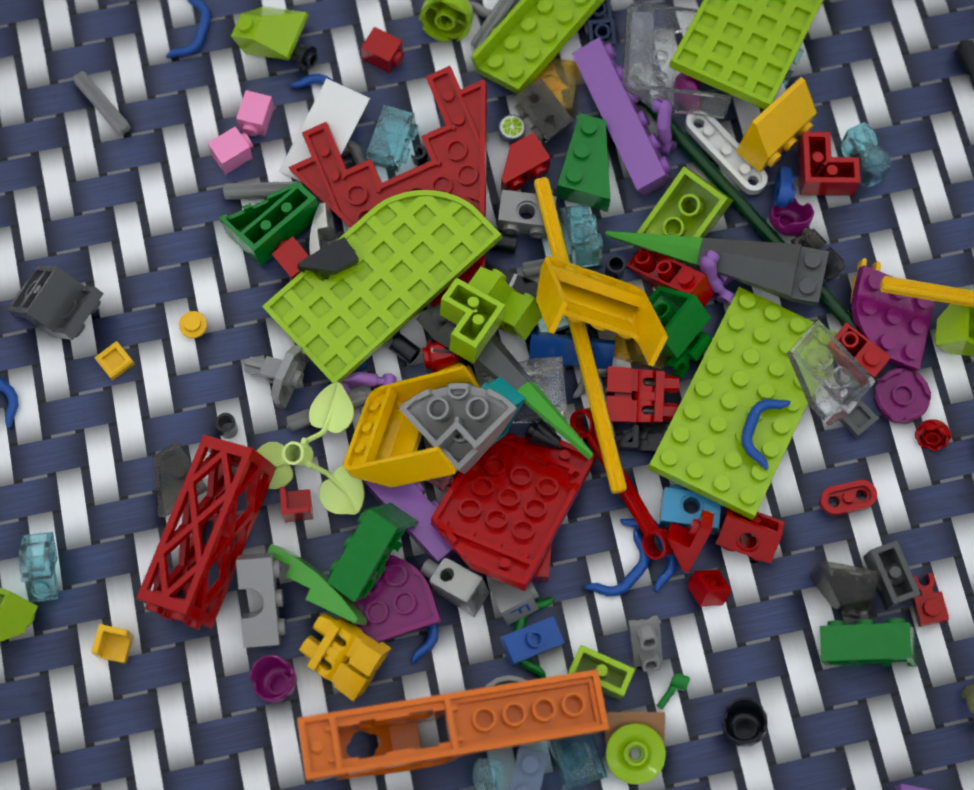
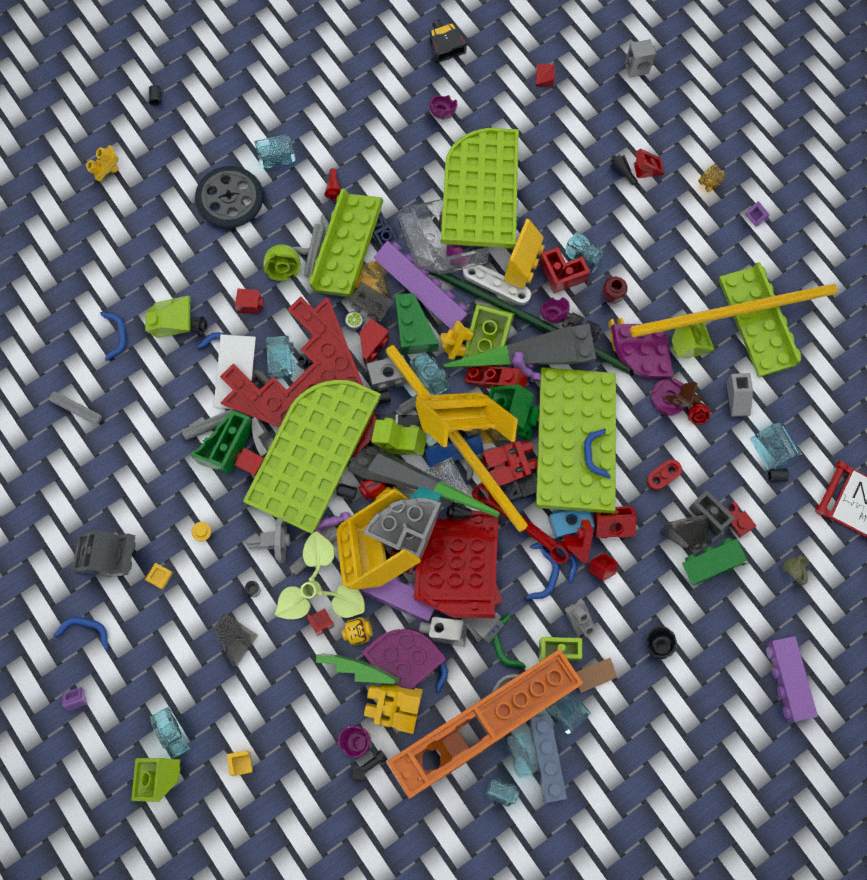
camera: 25 degrees left, 0 degrees up
(194, 557) = (257, 710): red piece -> none
(231, 149) = (177, 406): bright pink brick -> none
(255, 113) = (182, 375): bright pink brick -> none
(260, 574) = (317, 678): light grey arch -> none
(263, 722) = (359, 771): none -> black bar
(330, 259) = (276, 453): black slope -> none
(334, 534) = (357, 631): none -> yellow head
(369, 550) = (383, 632): green wedge -> none
(475, 316) = (388, 453): lime brick -> none
(532, 640) = (508, 646): blue plate -> none
(618, 261) = (458, 381): black hinge -> none
(633, 201) = (453, 340): none -> yellow hips
(651, 753) = (612, 687): lime dish -> none
(664, 111) = (448, 271): medium lavender arm -> none
(678, 682) = (608, 634): green hand -> none
(783, 187) = (542, 293): blue plate -> none
(828, 373) = (622, 402): clear slope -> none
(859, 419) = (649, 422): dark grey plate -> none
(863, 350) = (633, 381): red slope -> none
(886, 220) = (614, 289): none -> dark red head
(925, 404) = (687, 396): none -> reddish brown bracket

